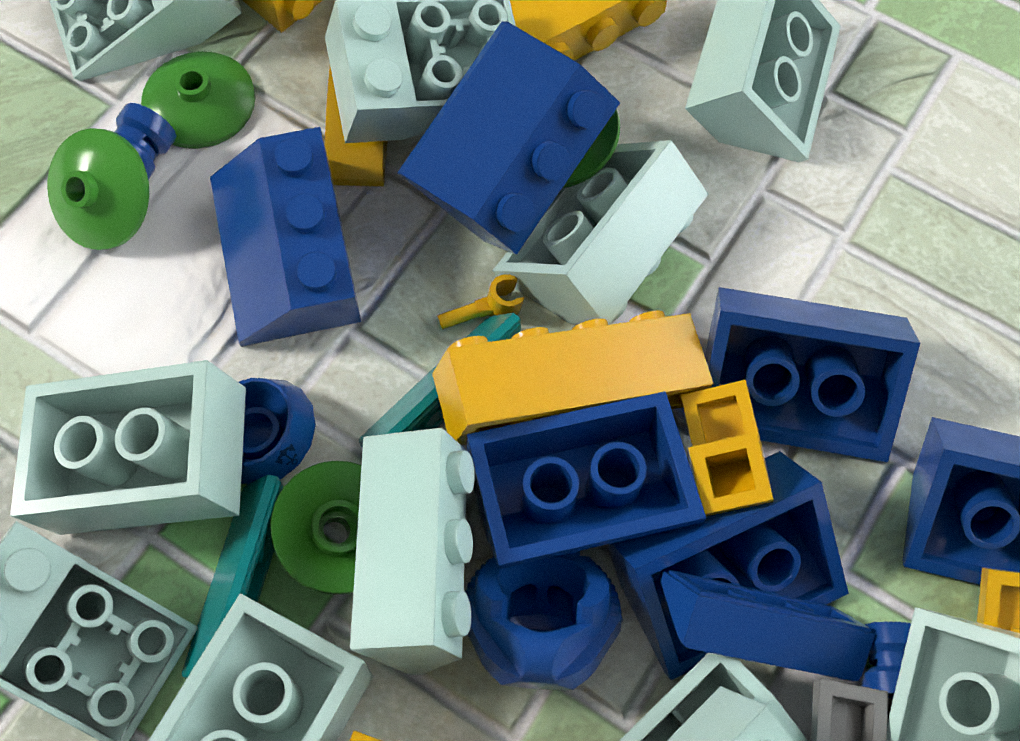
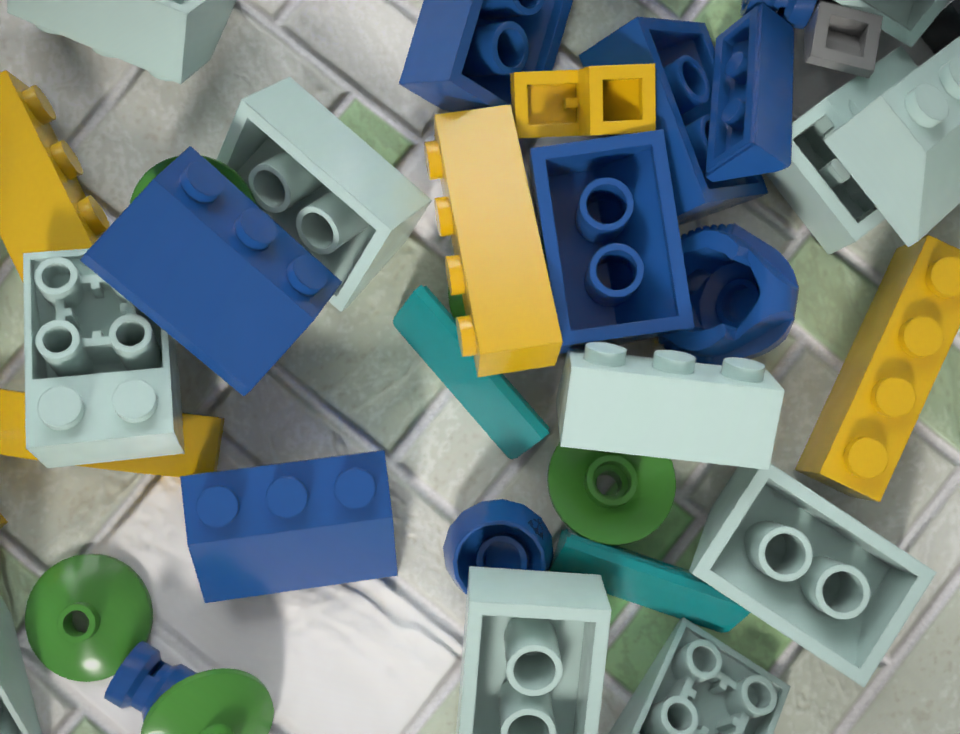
camera: 85 degrees left, 20 degrees up
(489, 305) = (383, 325): yellow hand -> none

